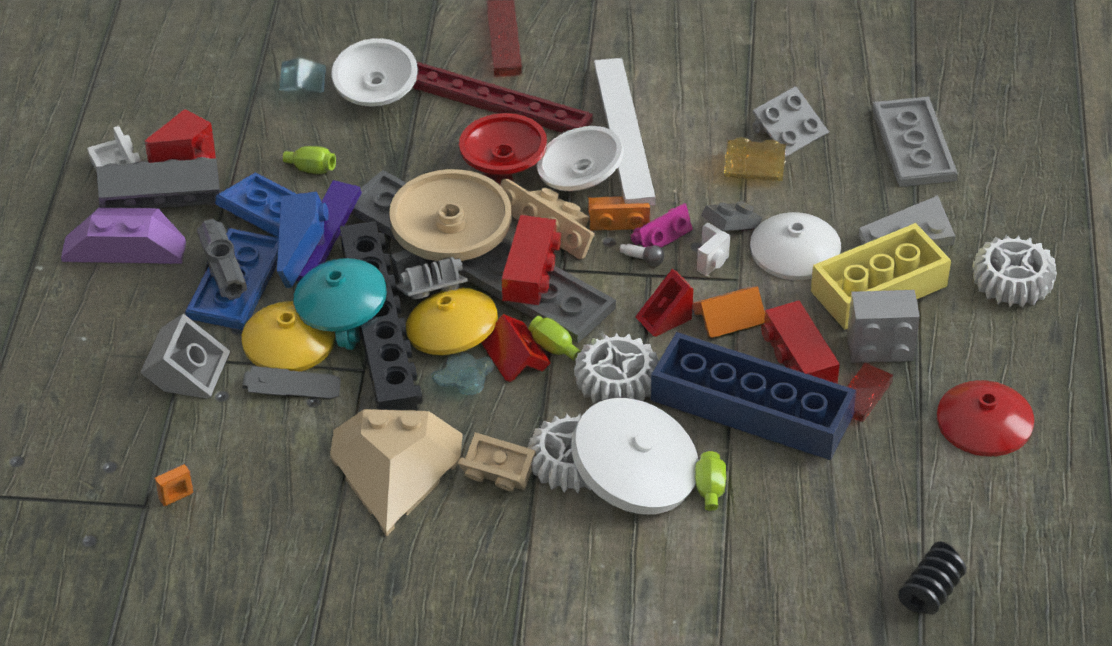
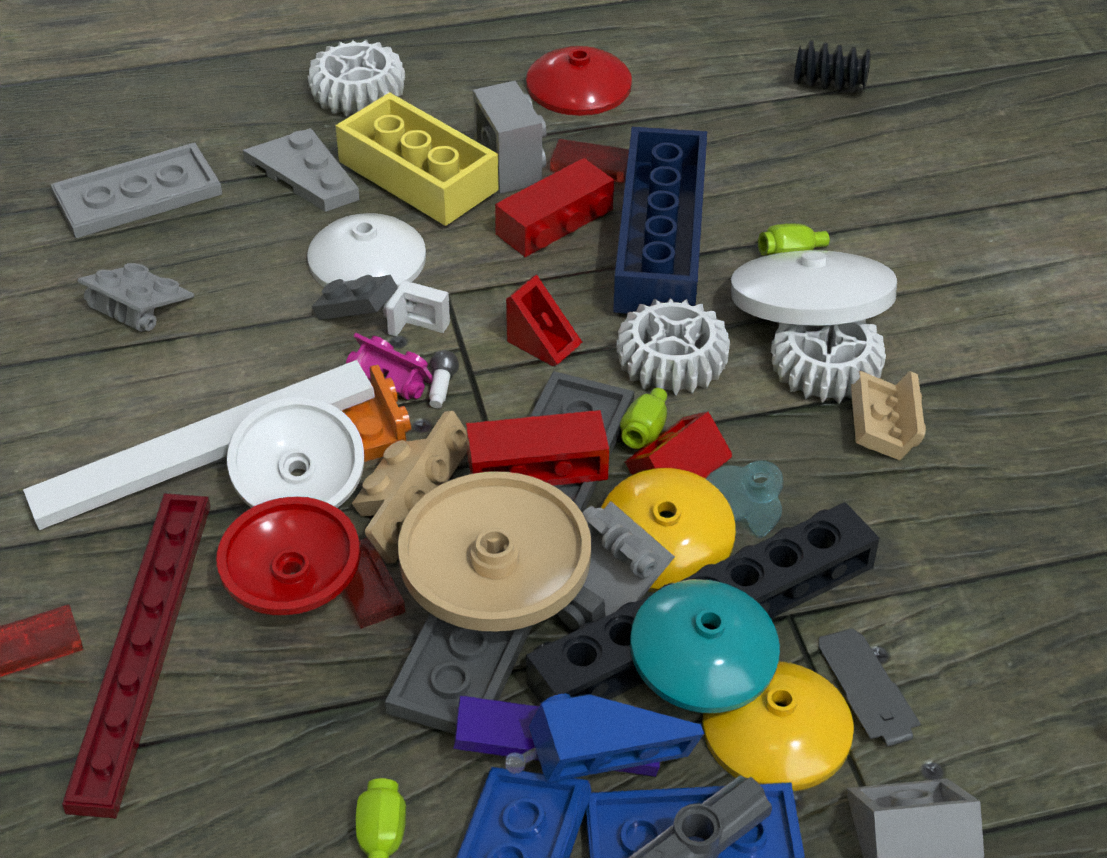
camera: 110 degrees left, 0 degrees up
(374, 72) = (143, 757): white dish -> none
(394, 459) = (946, 525): tan wedge -> none
(731, 311) = (502, 273): orange panel -> none
(755, 159) = (223, 305): clear yellow bracket -> none

